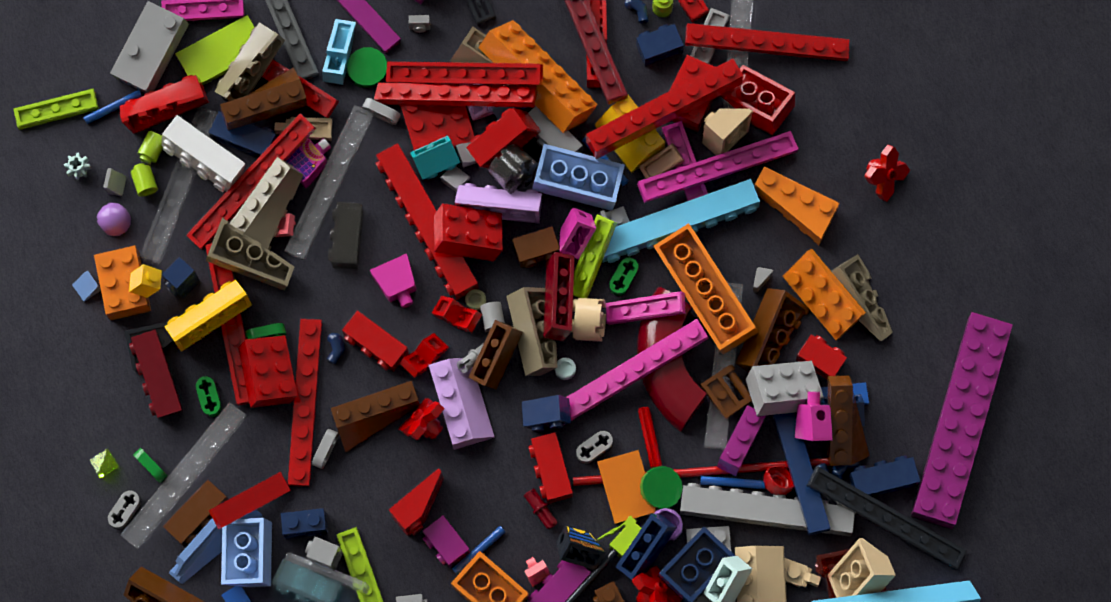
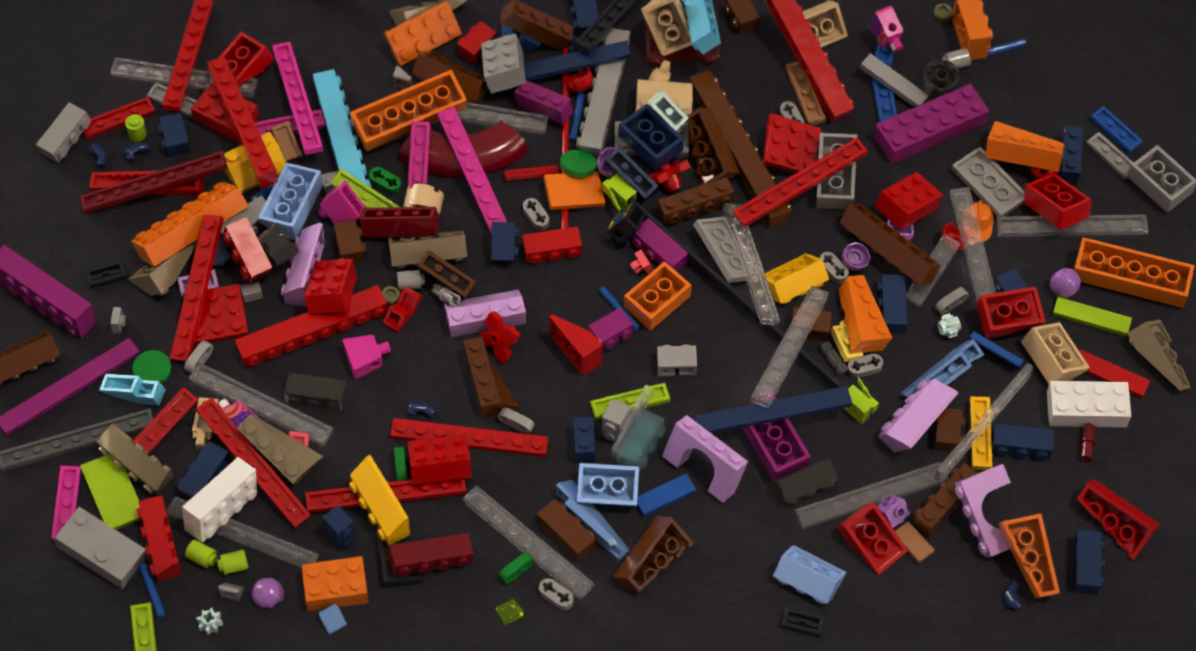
camera: 90 degrees left, 15 degrees down
(145, 281) = (341, 549): yellow brick -> none
(203, 398) = (454, 517): green beam -> none
(248, 257) = (328, 466): dark tan wedge -> none
(249, 500) = (561, 478): red tile -> none
(273, 98) = (172, 437): reddish brown wedge -> none
(374, 341) = (420, 374): red brick -> none
(426, 353) = (436, 337): red slope -> none
(435, 158) = (252, 311): teal brick -> none
(454, 178) = (274, 304): light grey slope -> none
(465, 73) = (178, 277): red plate -> none
(540, 508) = (587, 257): dark red axle -> none
(566, 368) = (463, 226): light aqua tile -> none
(722, 395) = (501, 111): reddish brown plate -> none
(725, 129) = (269, 84): tan slope -> none
(797, 203) = (340, 44): orange wedge -> none
(813, 419) = (536, 39): dark pink torso -> none

